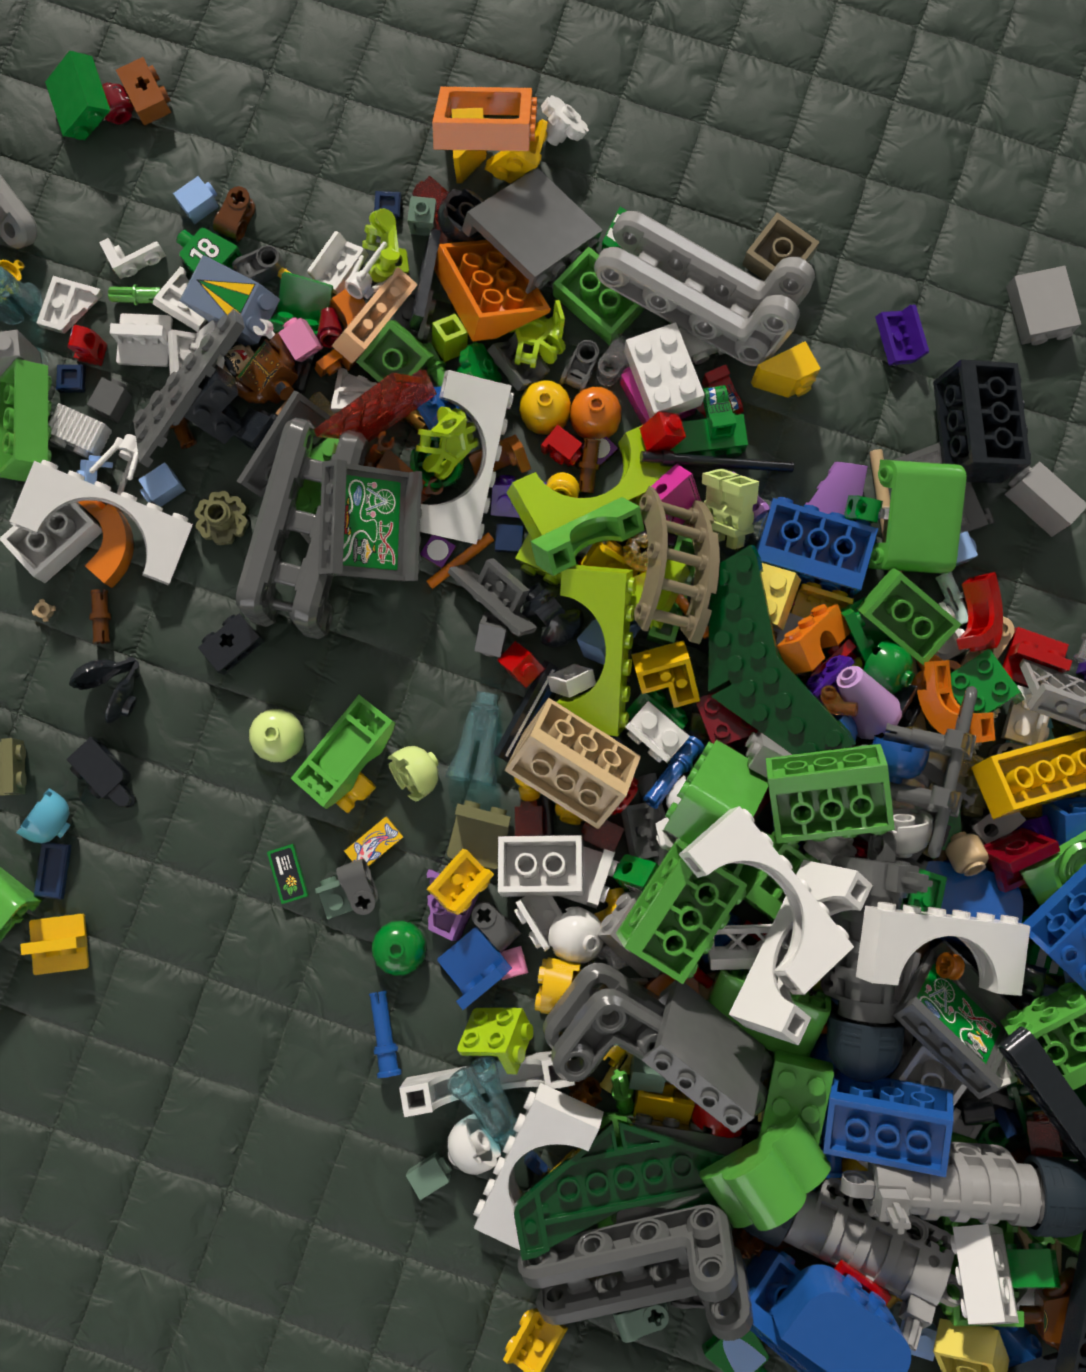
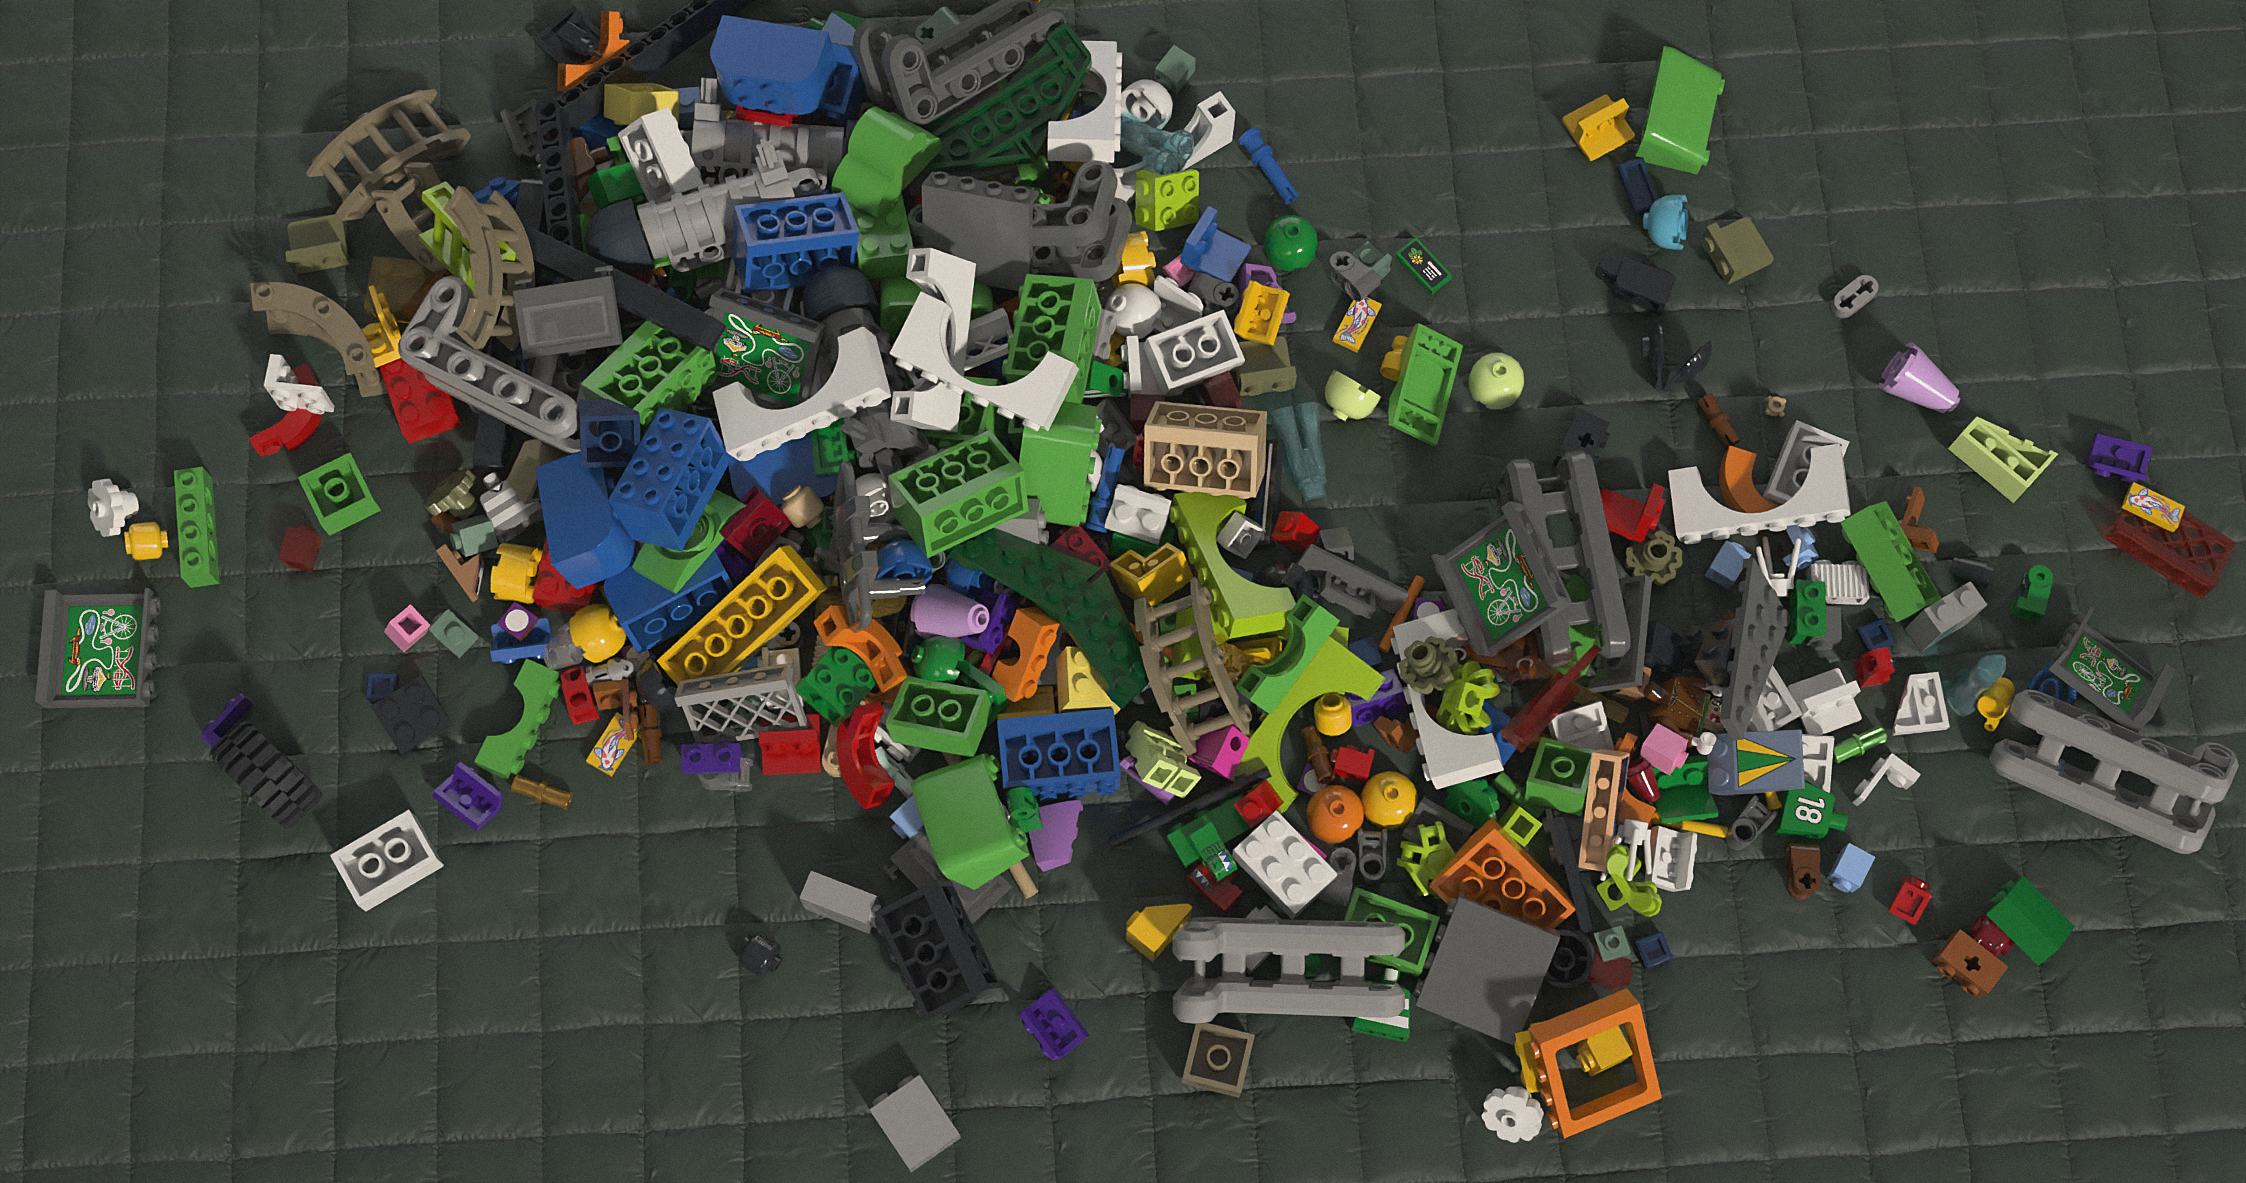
camera: 150 degrees right, 10 degrees down
(116, 414) = (1807, 610): none -> green bracket
(161, 157) = (1910, 899): none -> red bracket
(220, 557) = (1630, 516): none -> red bracket
(454, 482) = (1428, 665): none -> olive plant
(835, 704) = (980, 591): clear orange arm -> none
(950, 966) = (782, 399): orange bush -> none

